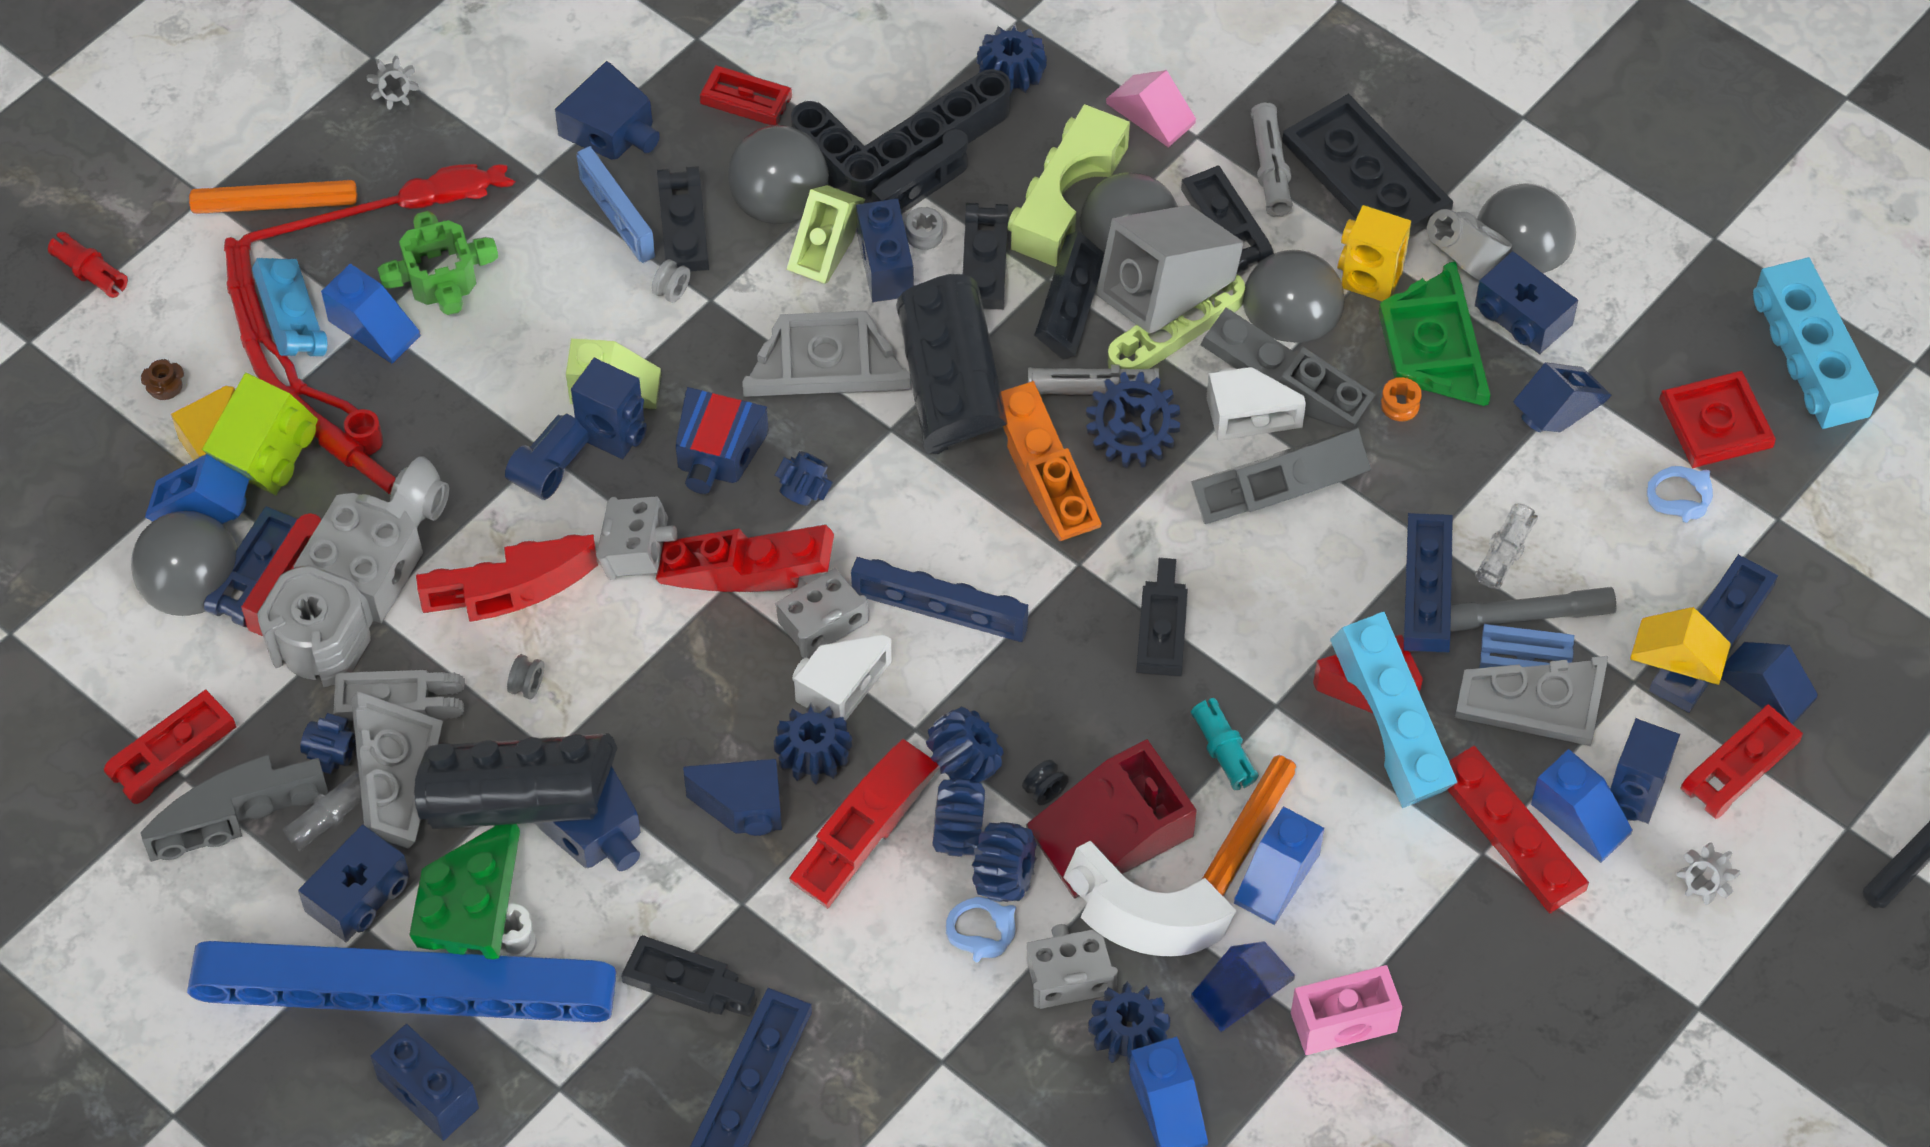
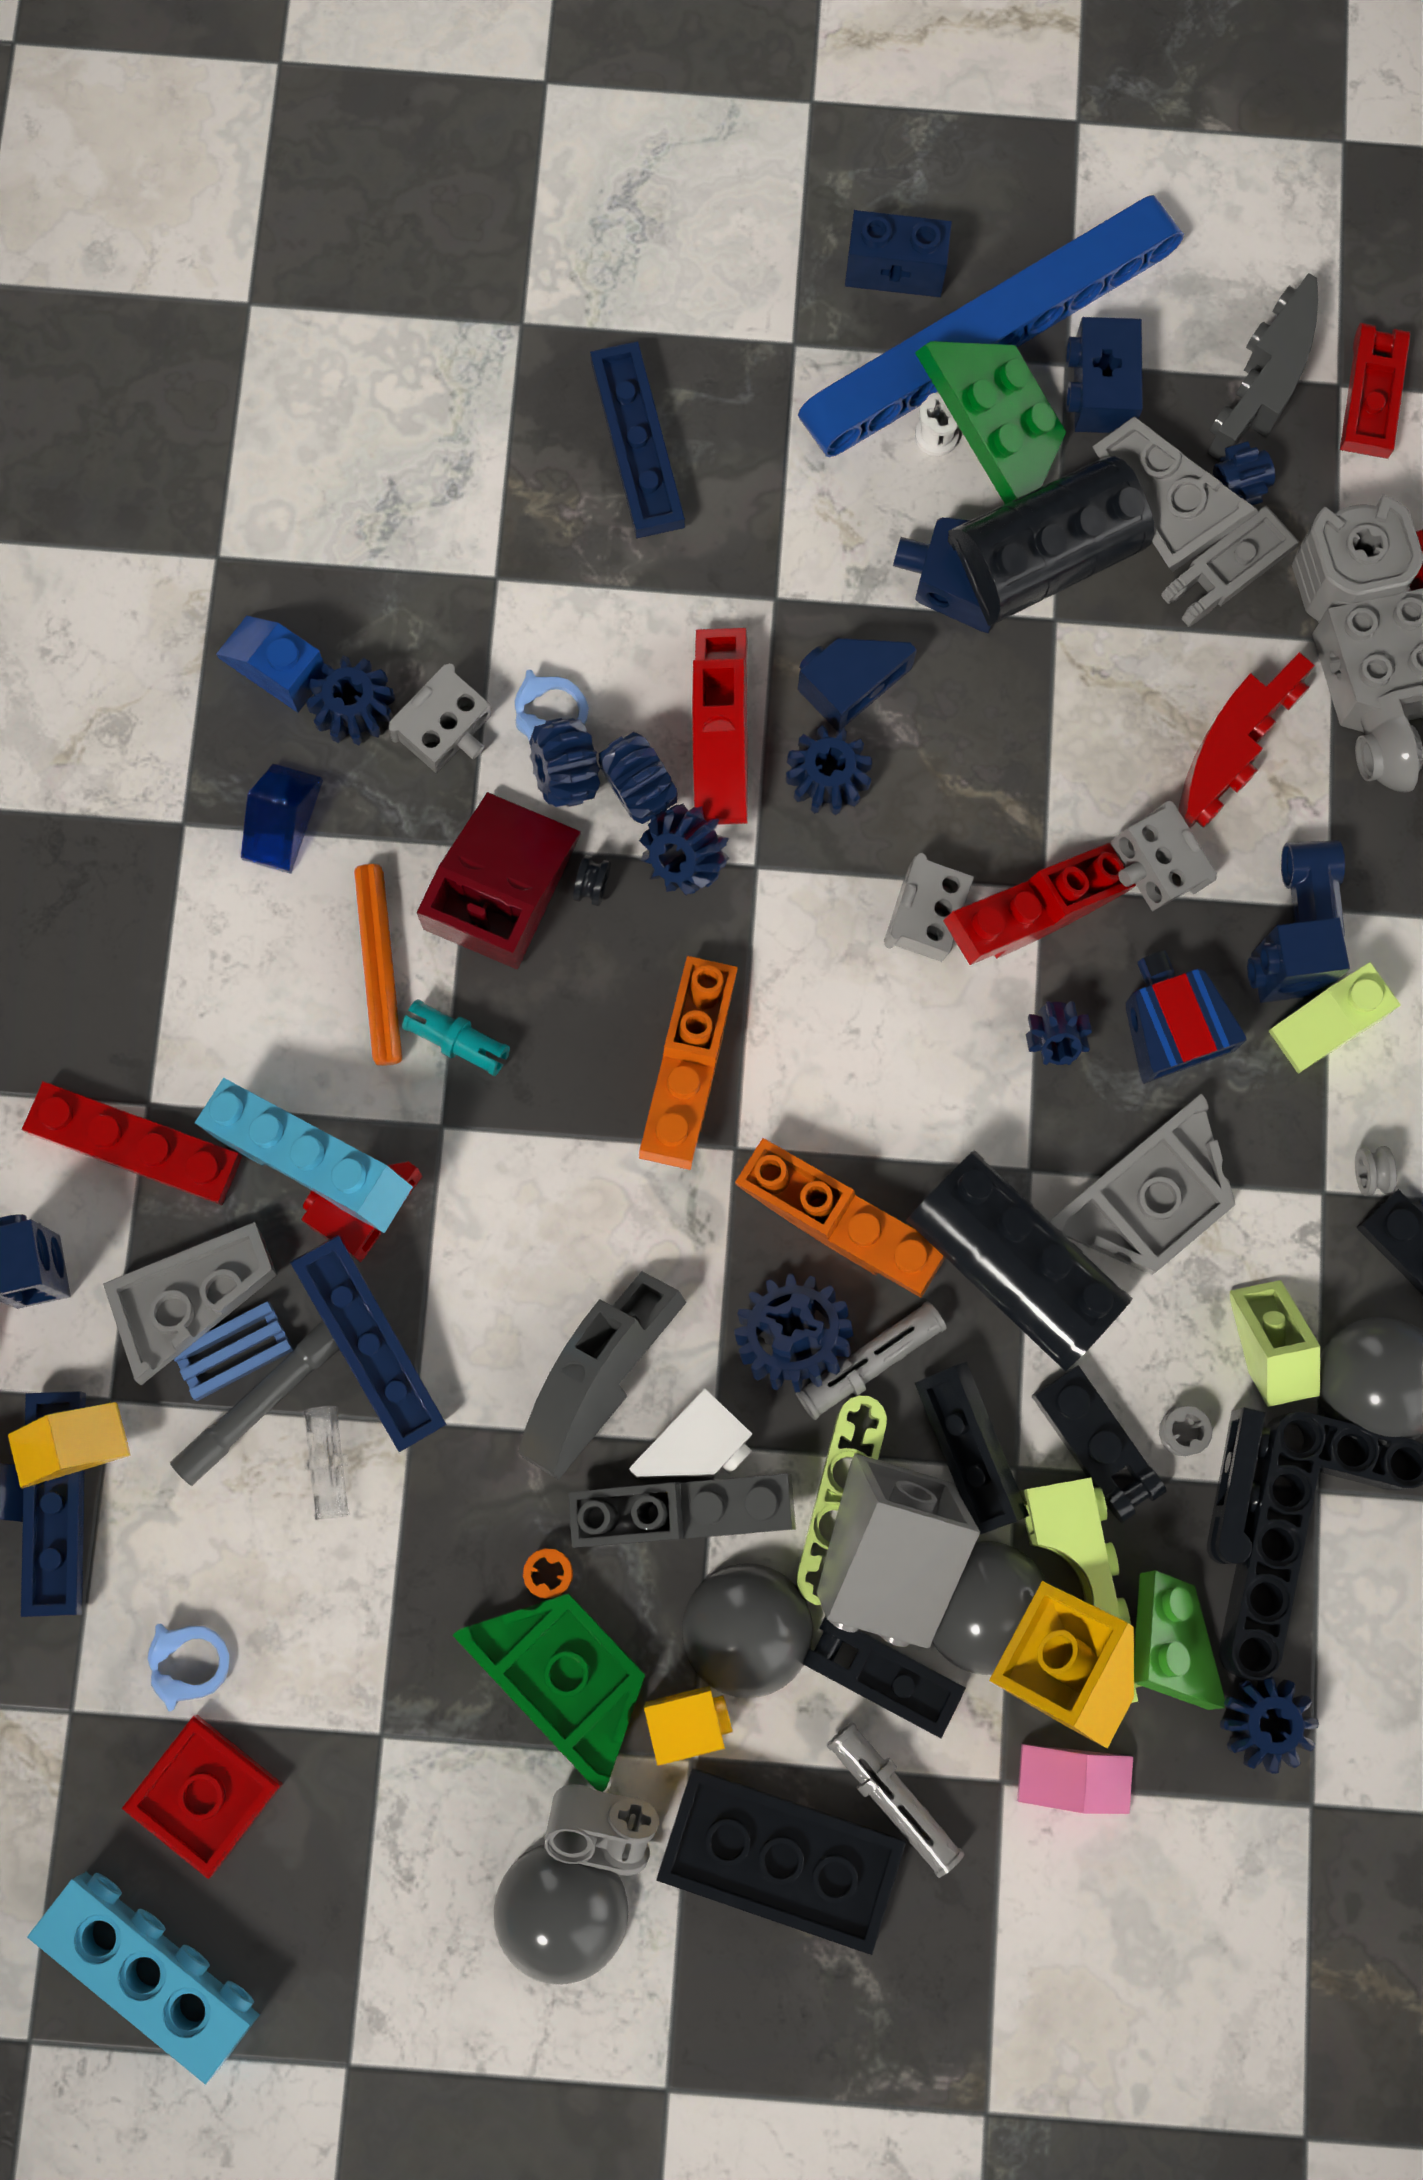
camera: 140 degrees right, 20 degrees up
(326, 812) = (1191, 424): clear pin -> none
(525, 676) = (1136, 658): dark grey bush -> none
(687, 978) = (761, 488): black hinge -> none
(841, 674) = (858, 851): white slope -> none
(884, 249) = (1198, 1360): dark blue brick -> none
(940, 599) = (850, 993): dark blue plate -> none
(1033, 127) = (1173, 1643): none -> bright green wing
(1075, 621) = (688, 1063): none -> orange slope
(1115, 132) = (1071, 1664): none -> yellow slope
(1142, 918) = (372, 803): white arch -> none
(1162, 623) = (603, 1126): black hinge -> none
(1280, 865) = (318, 946): slope -> none
(1346, 1010) = (160, 831): bright pink brick -> none
(1525, 303) = (514, 1815): dark blue brick -> none
(1559, 397) = (376, 1692): dark blue slope -> none
(1581, 805) = (76, 1203): blue slope -> none

